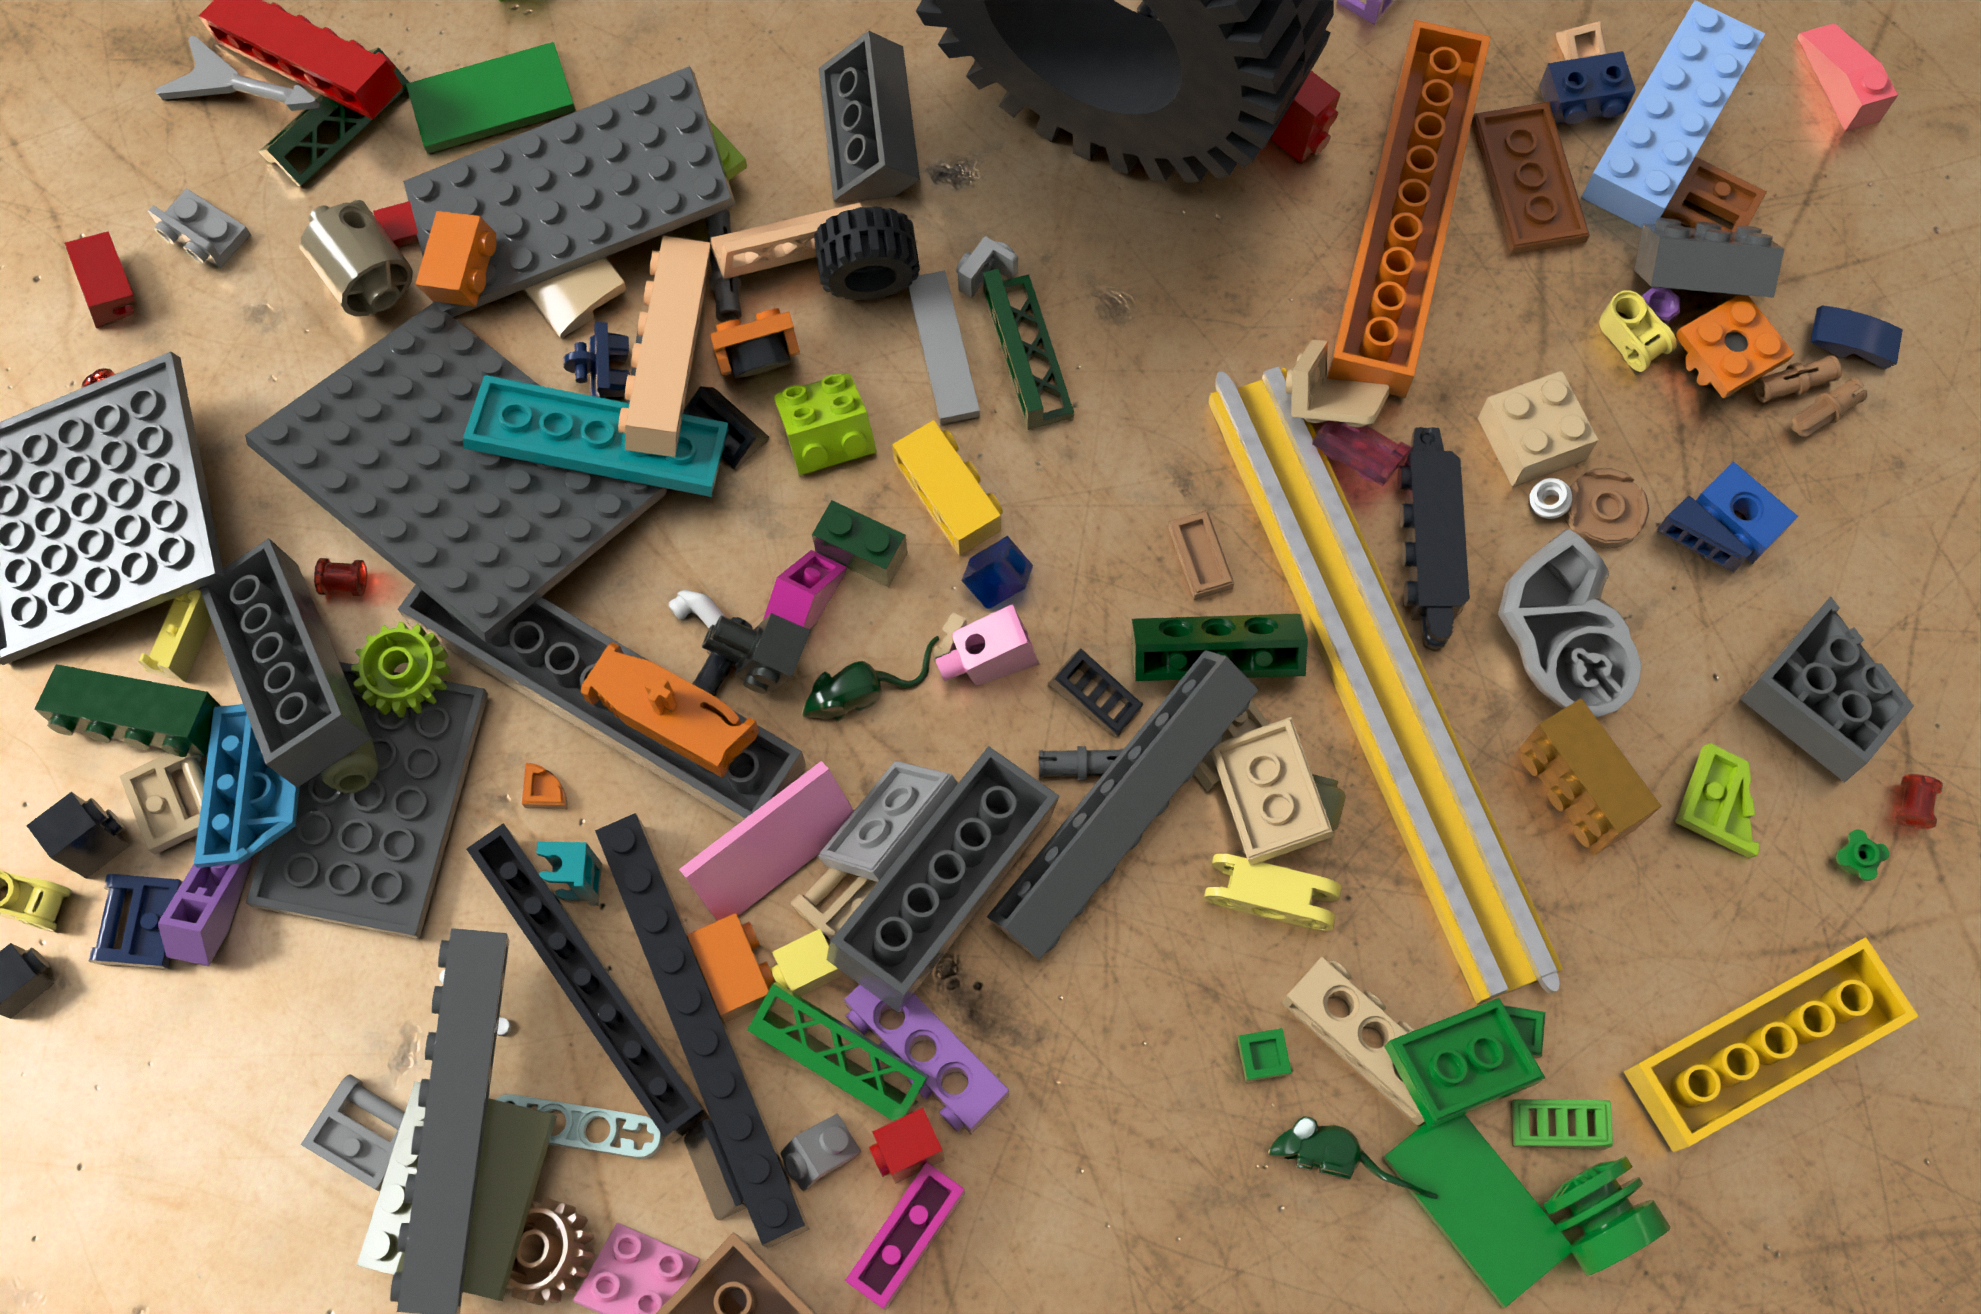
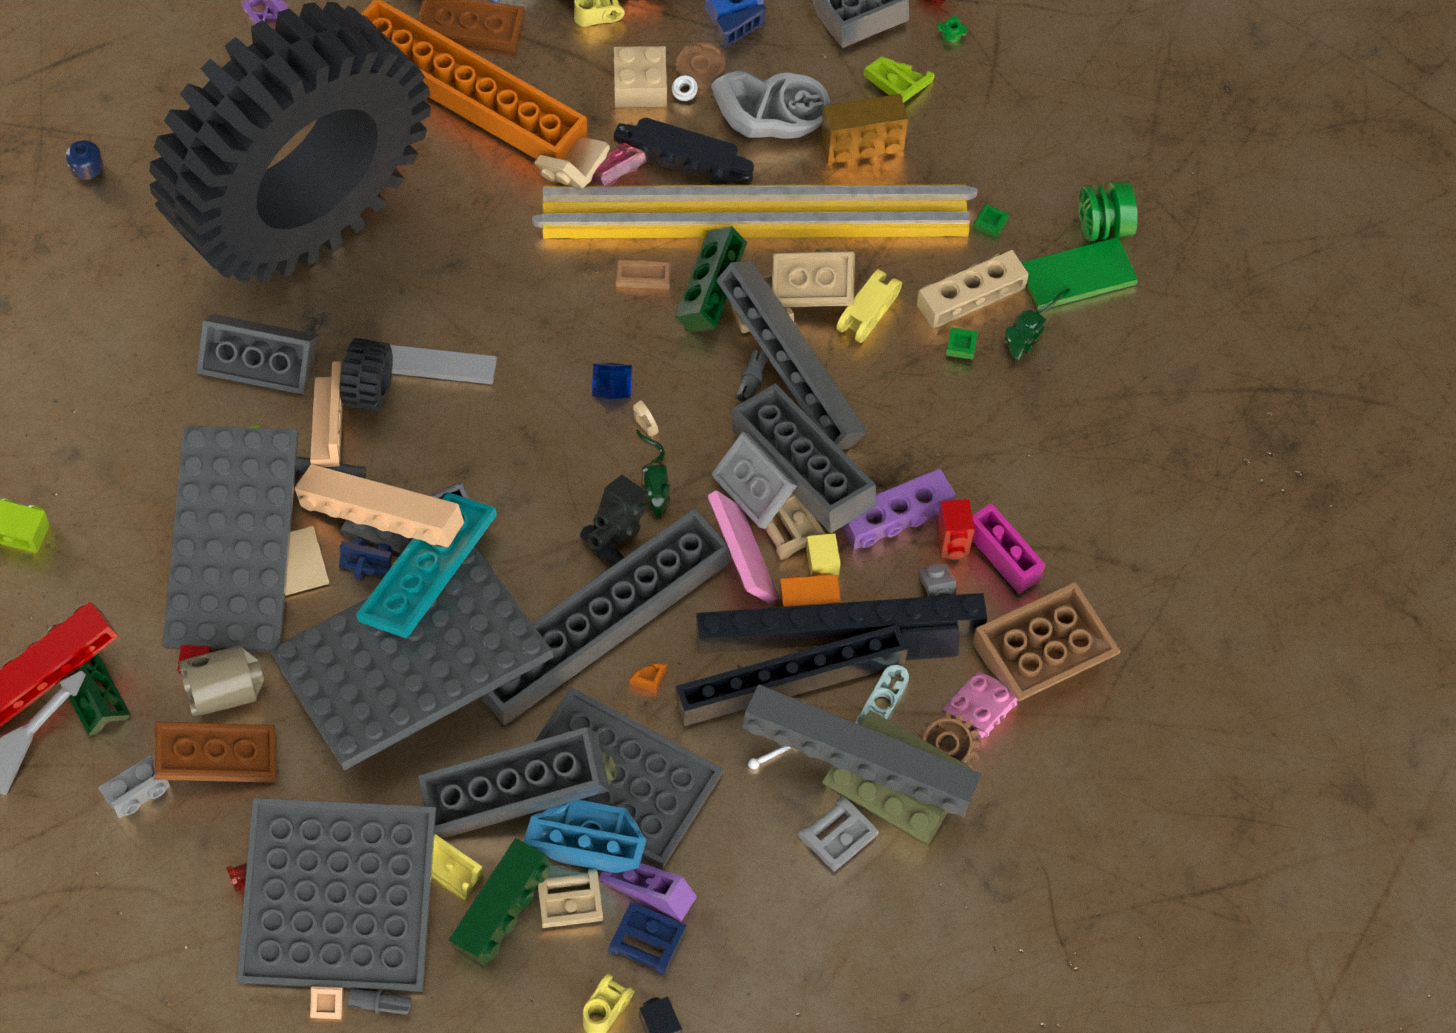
camera: 75 degrees left, 10 degrees down
(79, 834) = (579, 948): black brick -> none
(101, 278) = (147, 859): red hinge -> none
(260, 294) = (214, 752): none -> dark orange tile
(340, 577) = (453, 753): clear red bush -> none
(413, 685) = (541, 709): lime gear -> none
(456, 258) = (255, 612): orange brick -> none
(490, 97) = (121, 572): green tile -> none
(574, 865) = (719, 656): teal hinge -> none
(669, 709) = (642, 565): orange piece -> none
(695, 603) = (562, 550): white arm -> none
(755, 345) = (398, 457): piece -> none
(805, 589) = (580, 487): dark pink slope -> none
(825, 422) = (464, 440): lime bracket -> none
(832, 1062) = (889, 561): green fence -> none
(860, 543) = (561, 446): dark green brick -> none
(948, 486) = (543, 389): yellow brick -> none
(985, 257) = (394, 322): light grey bracket -> none
(989, 648) = (664, 394): bright pink torso -> none
(1006, 323) = (464, 320): dark green fence -> none
(1093, 671) = (696, 367): black slope -> none
(1464, 1062) = (1003, 243): green tile -> none
(1601, 1123) = (1053, 202): bright green slope -> none
(1770, 1045) = (1042, 107): yellow brick -> none

